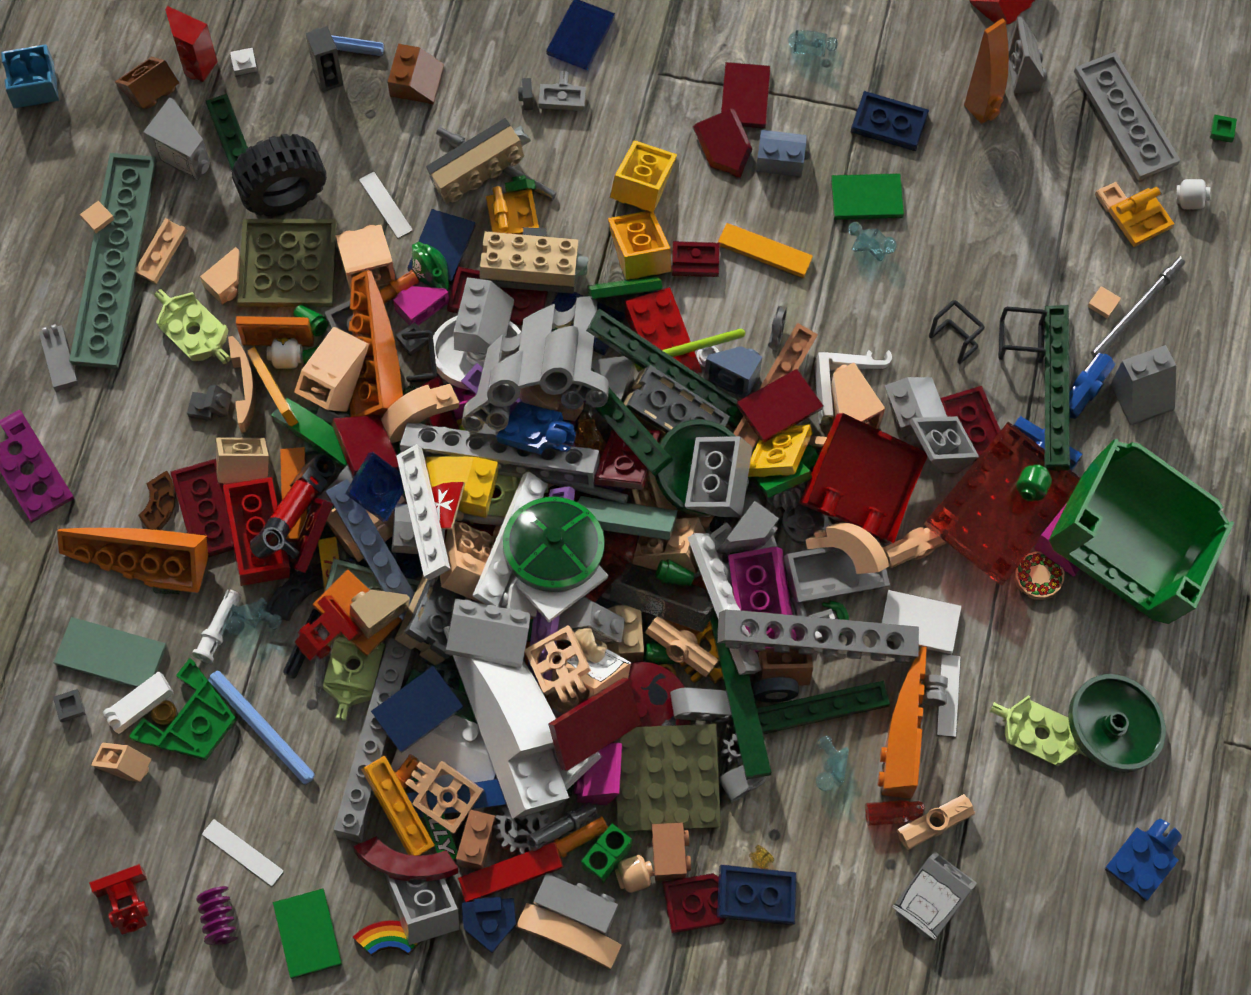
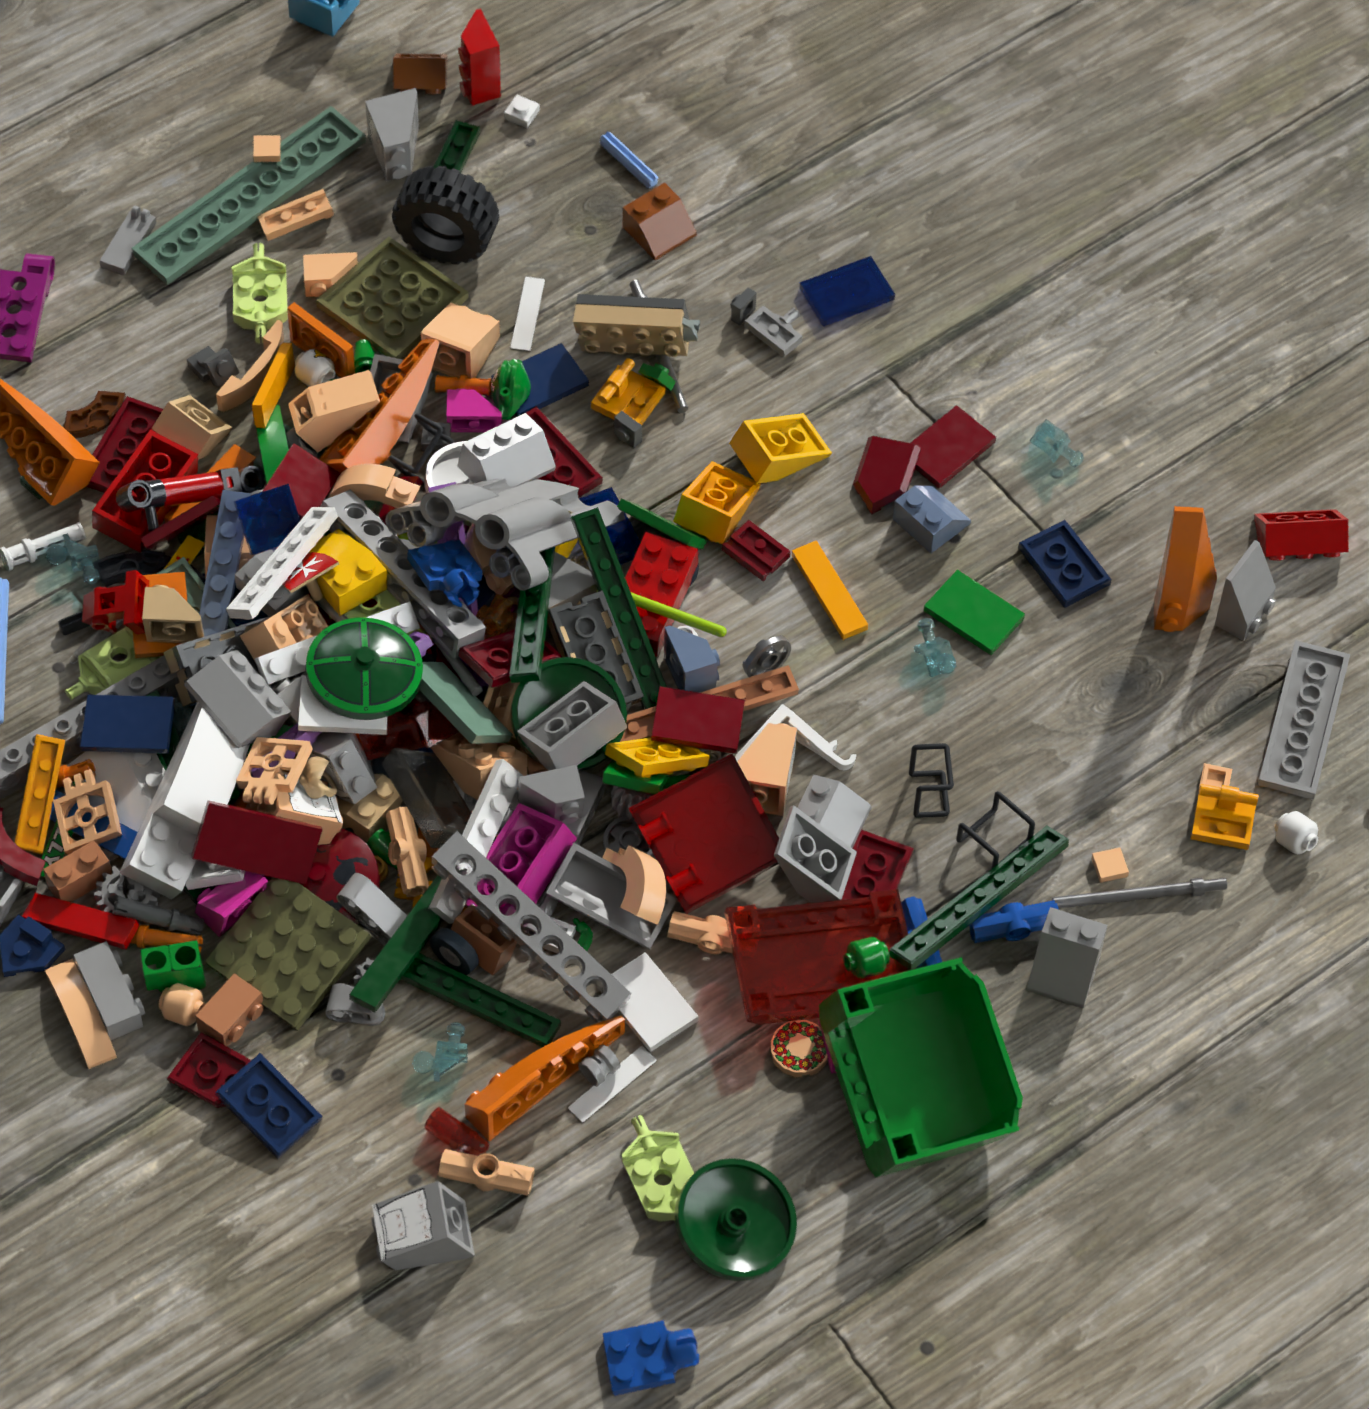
camera: 40 degrees right, 10 degrees down
(324, 58) = (583, 150): dark grey brick -> none
(531, 262) = (599, 444): tan piece -> none
(673, 573) = (458, 785): green cone -> none
(761, 857) = (304, 1079): clear yellow bush -> none

